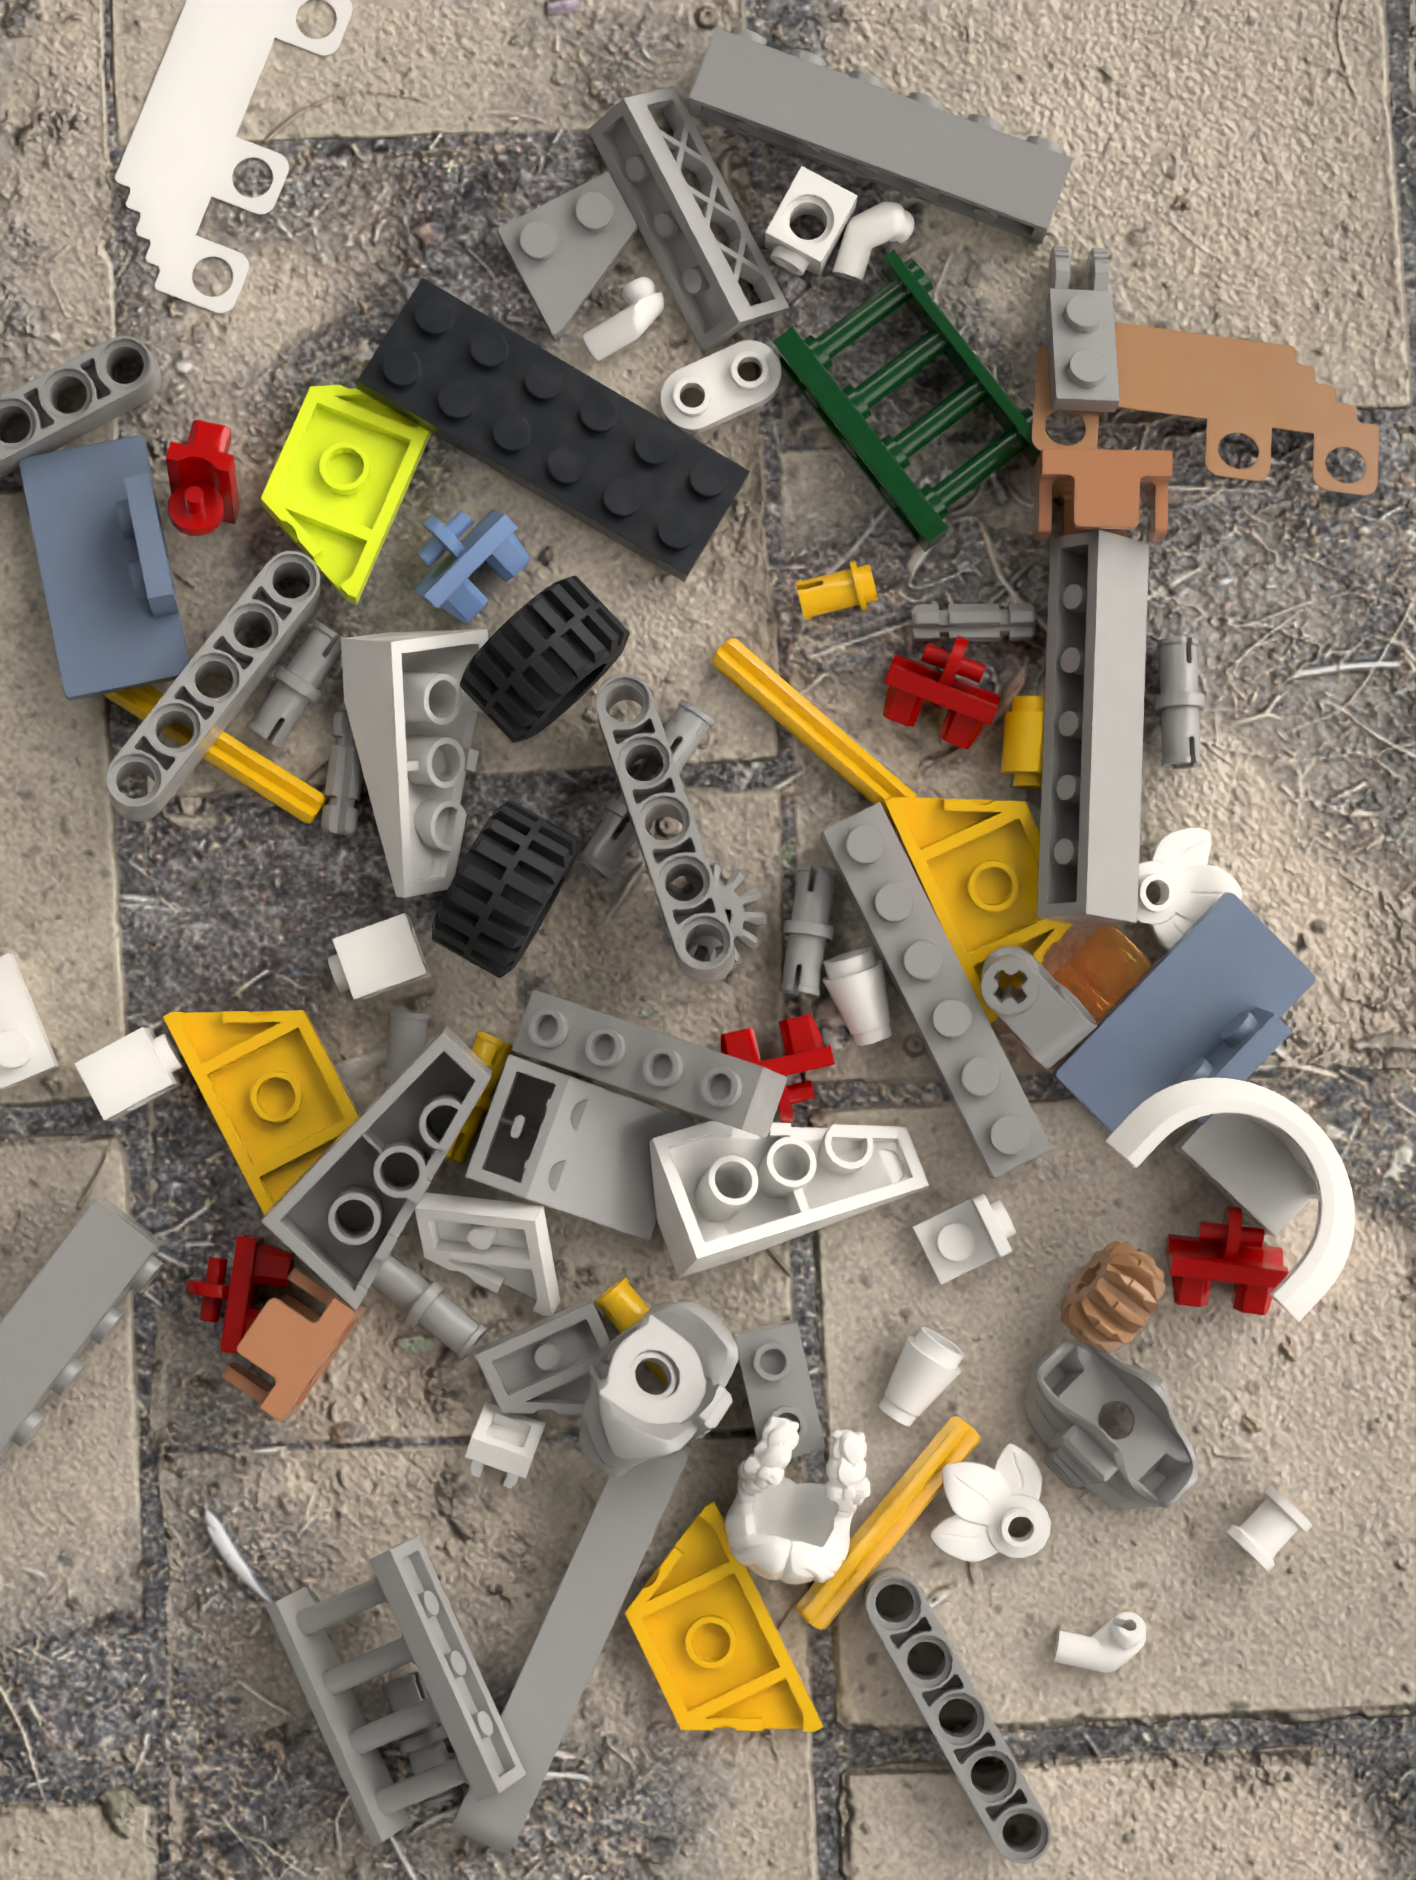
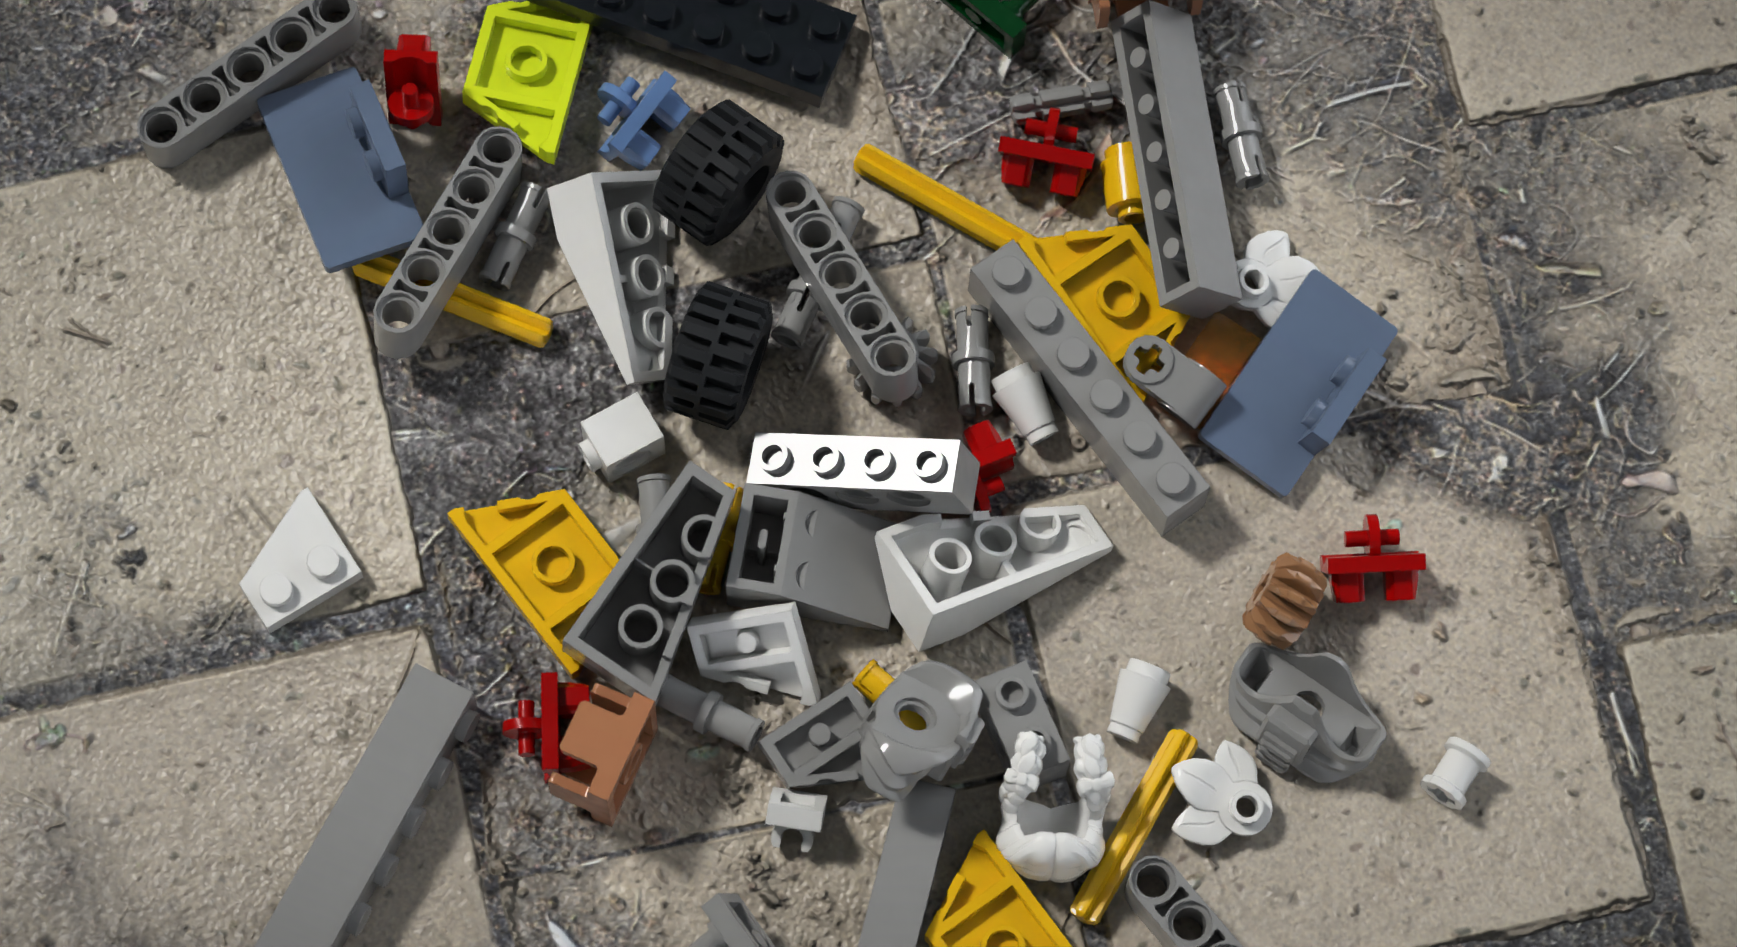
camera: 15 degrees left, 15 degrees down
(130, 1072) = (426, 564): white brick -> none
(342, 780) = (565, 305): light grey axle -> none
(837, 591) = (945, 95): yellow pin -> none
(965, 1236) = (1152, 582): white bracket -> none
(1106, 1648) = (1341, 897): white arm -> none
(1263, 1160) = (1380, 465): white piece -> none

